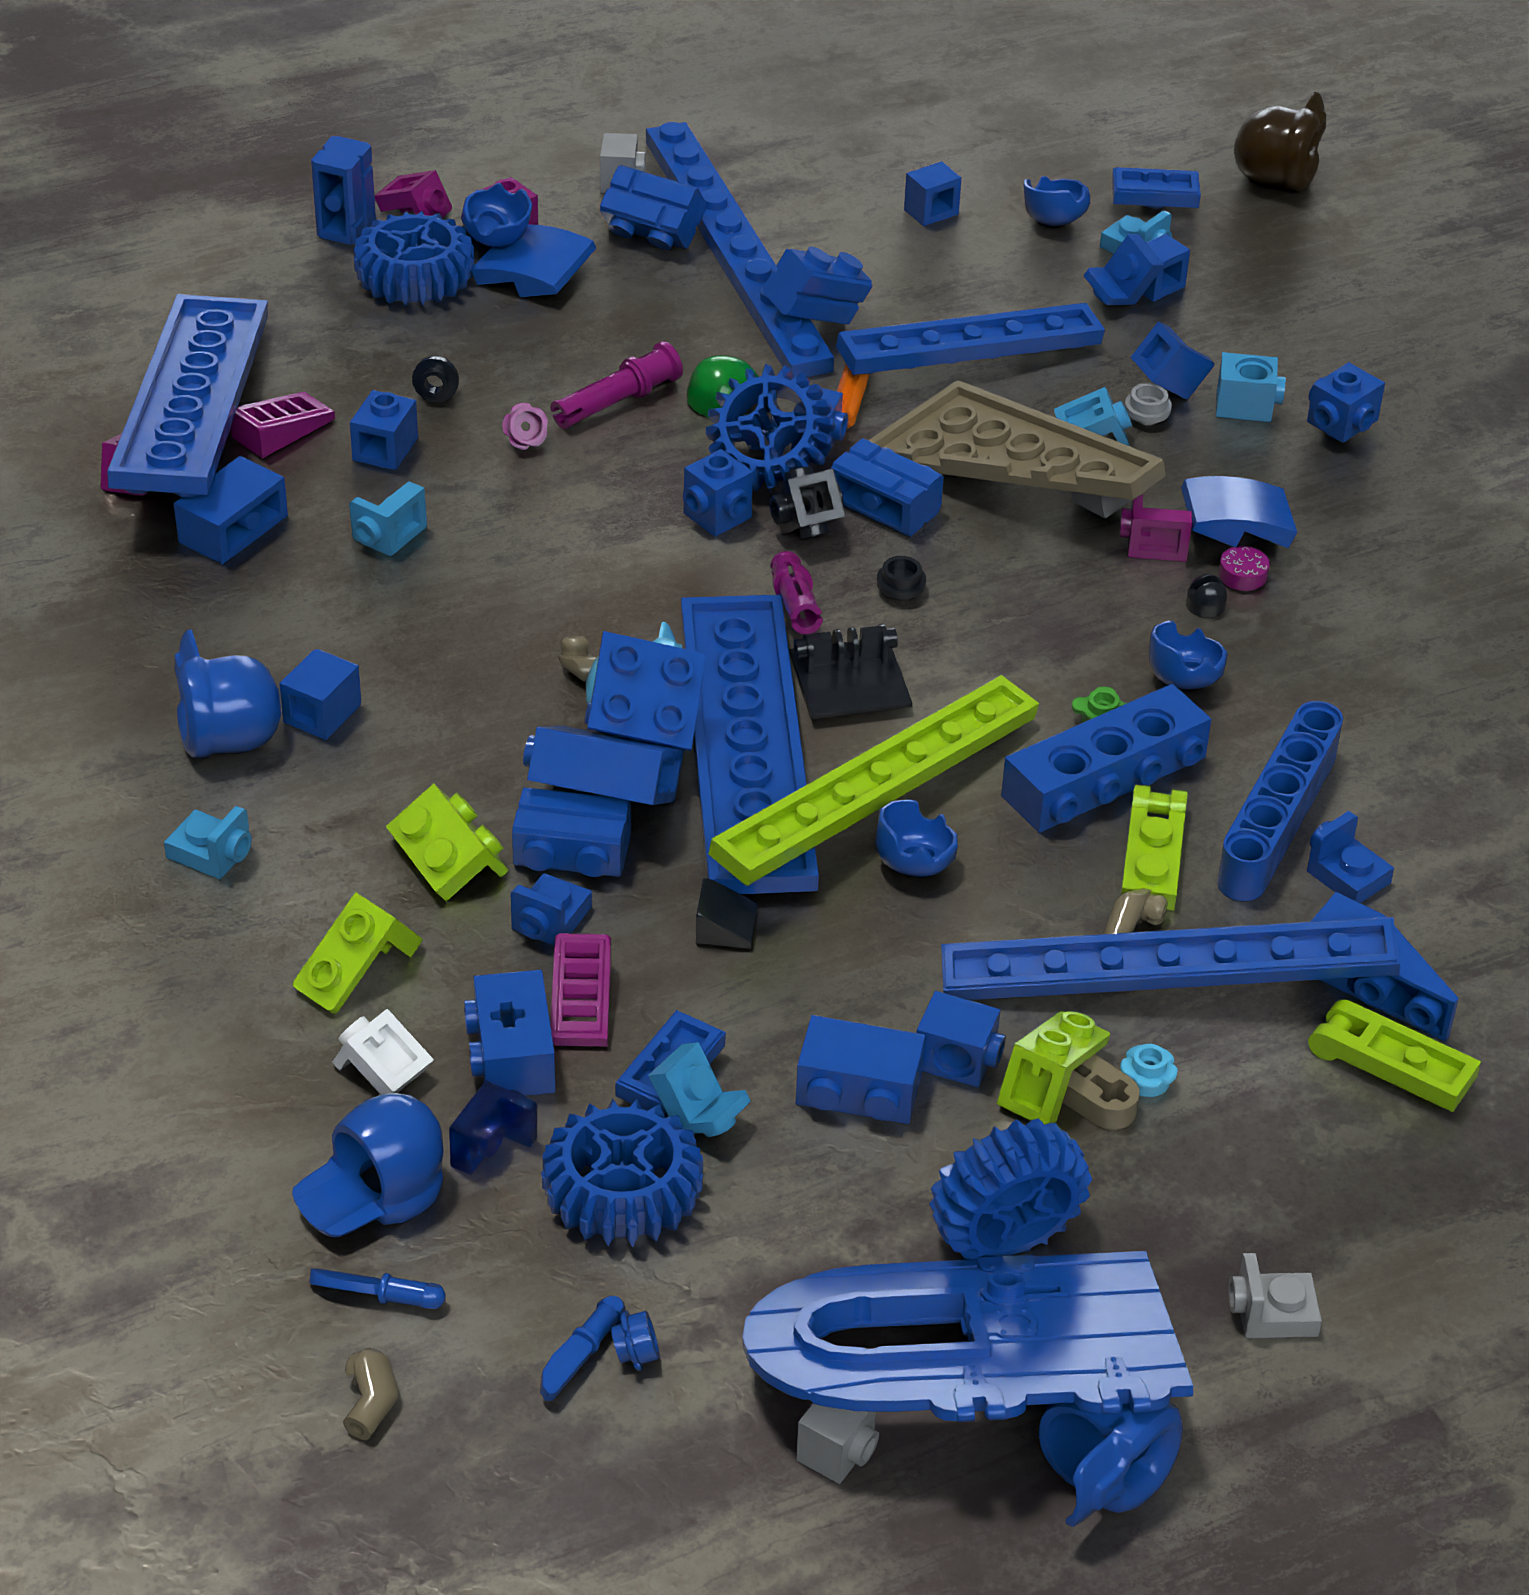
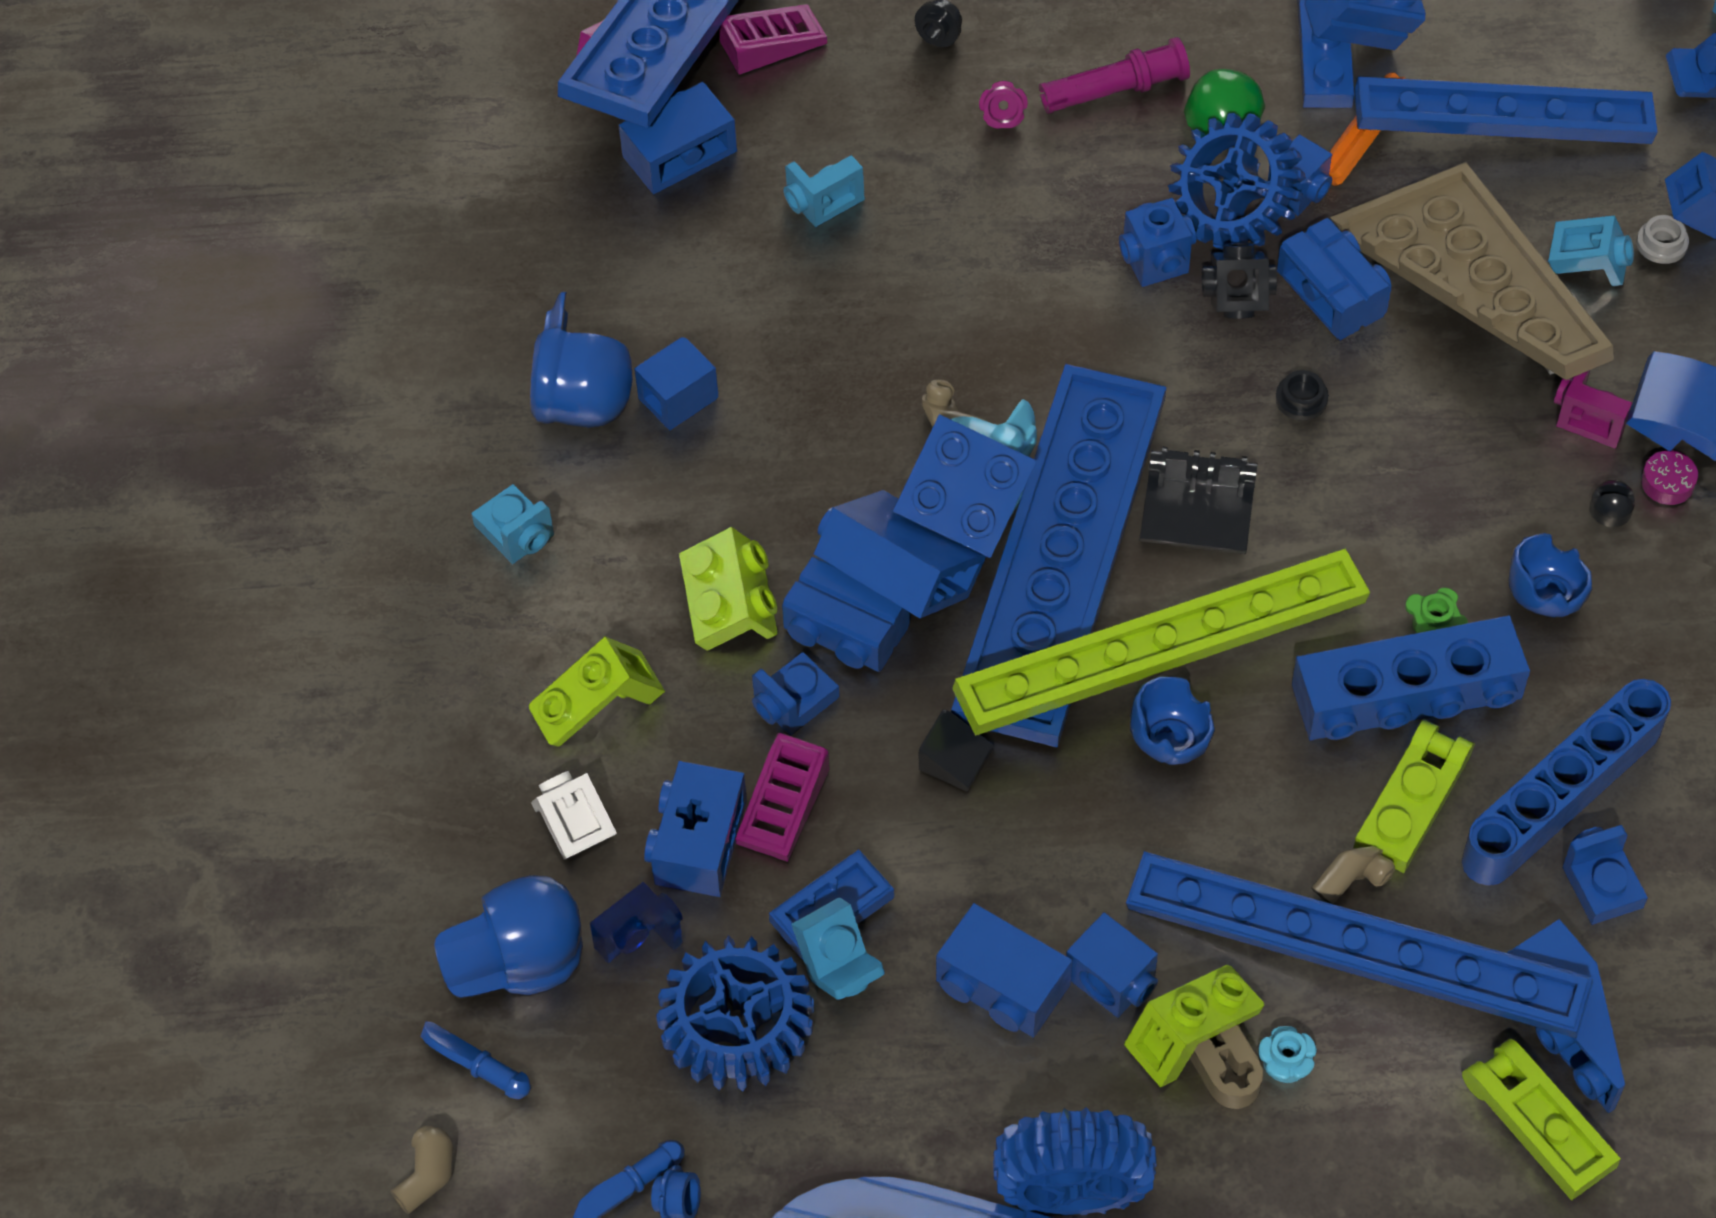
camera: 25 degrees right, 15 degrees up
(384, 429) = (861, 76): blue brick -> none
(796, 592) = (1181, 380): magenta pin -> none

